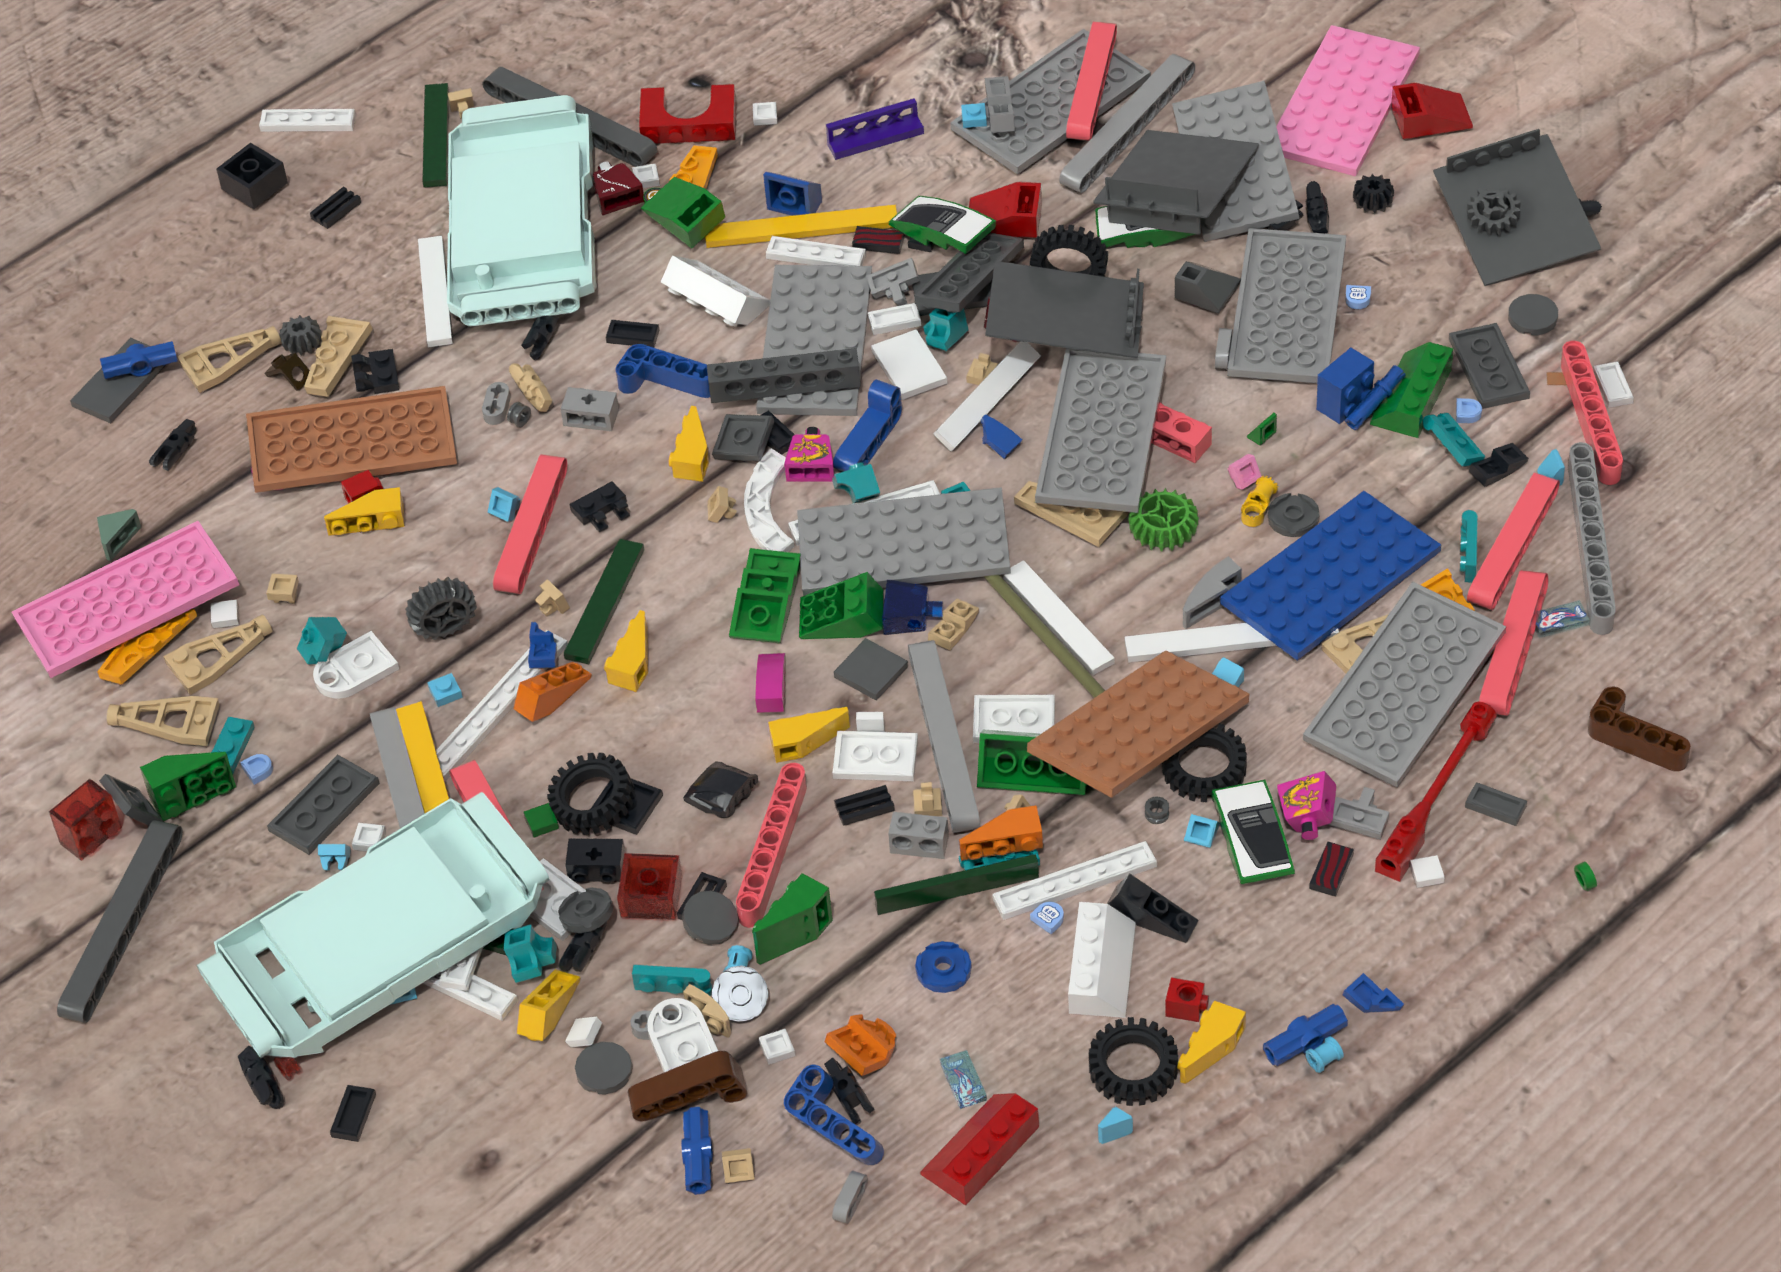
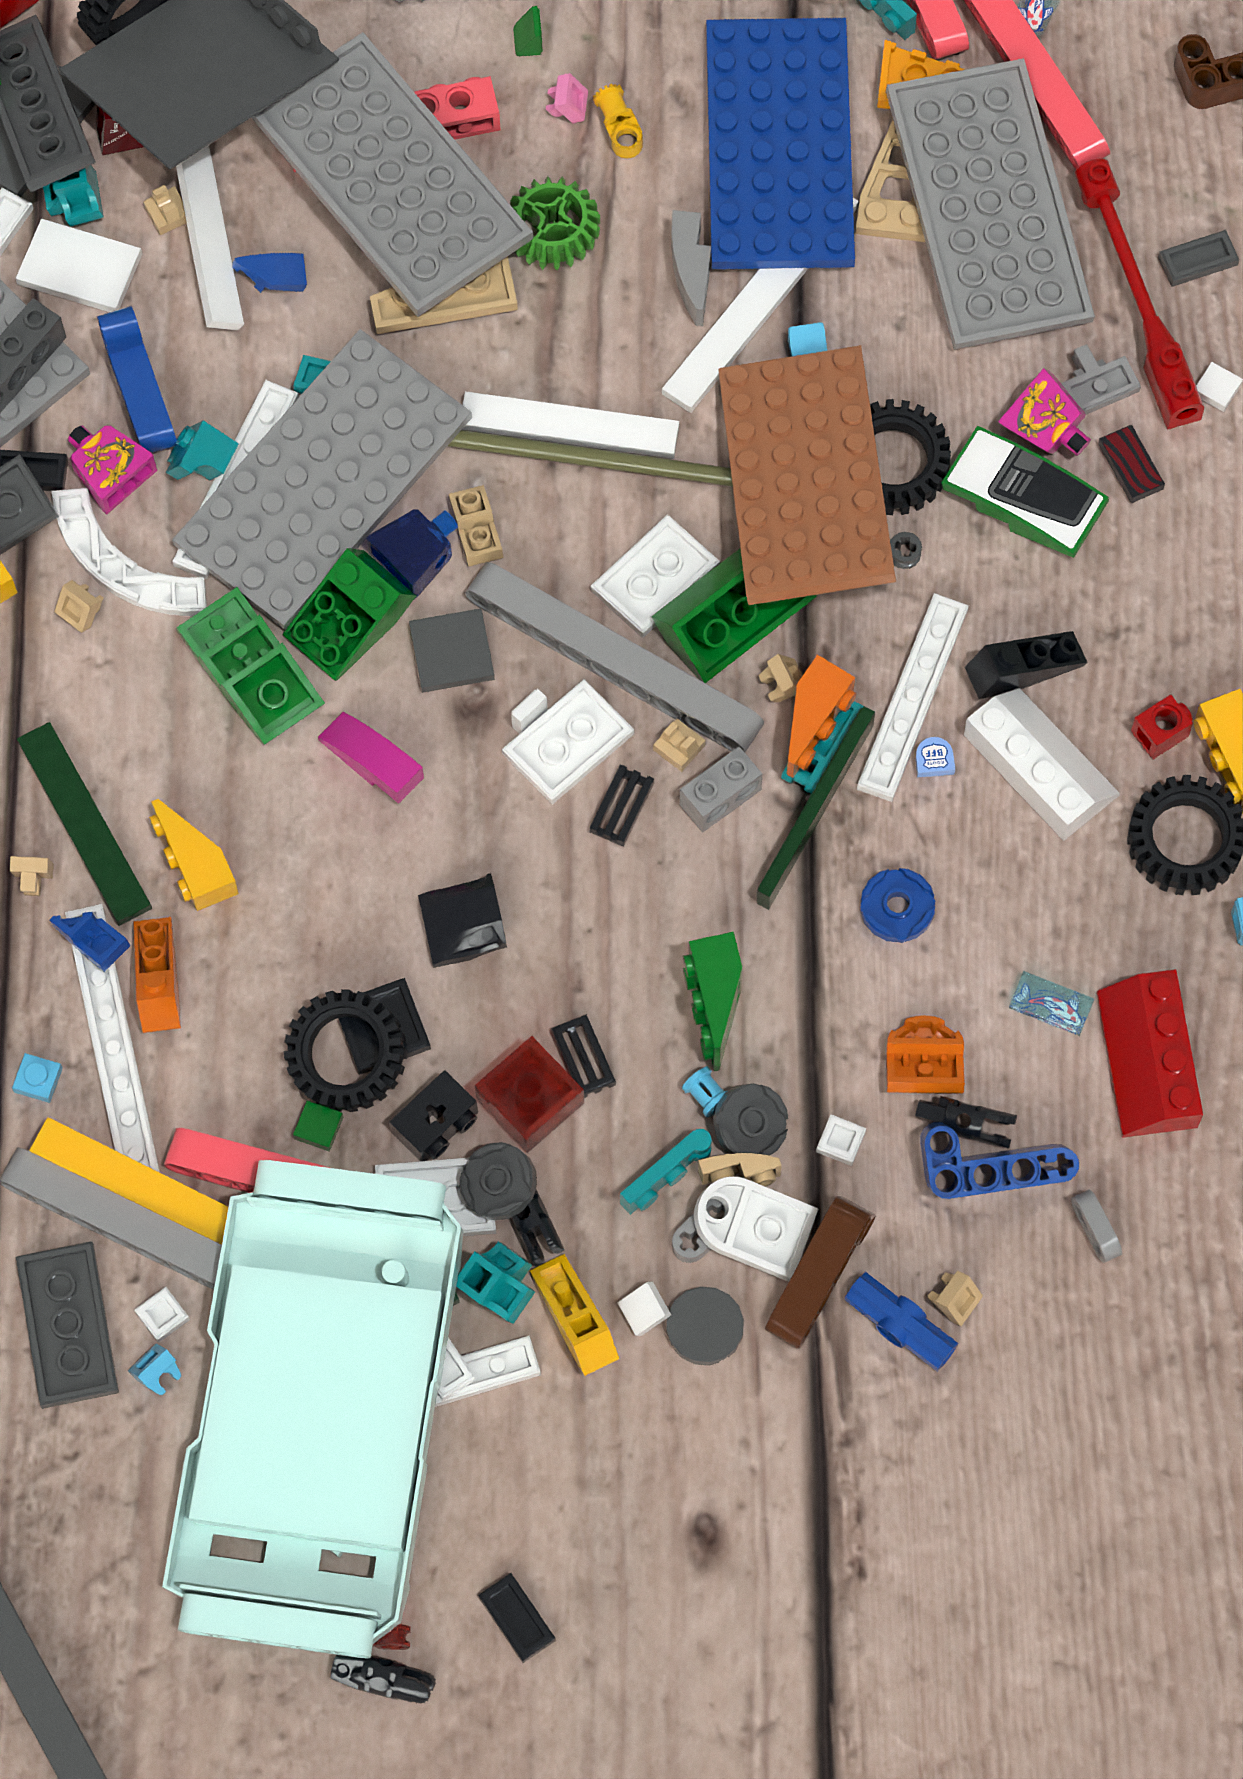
camera: 50 degrees left, 20 degrees up
(710, 917) = (622, 1069): dark grey tile -> none
(771, 844) = (591, 950): coral beam -> none
(802, 734) = (473, 791): yellow slope -> none
(1201, 831) = (969, 533): medium azure slope -> none
(1293, 515) = (666, 106): dark grey tile -> none

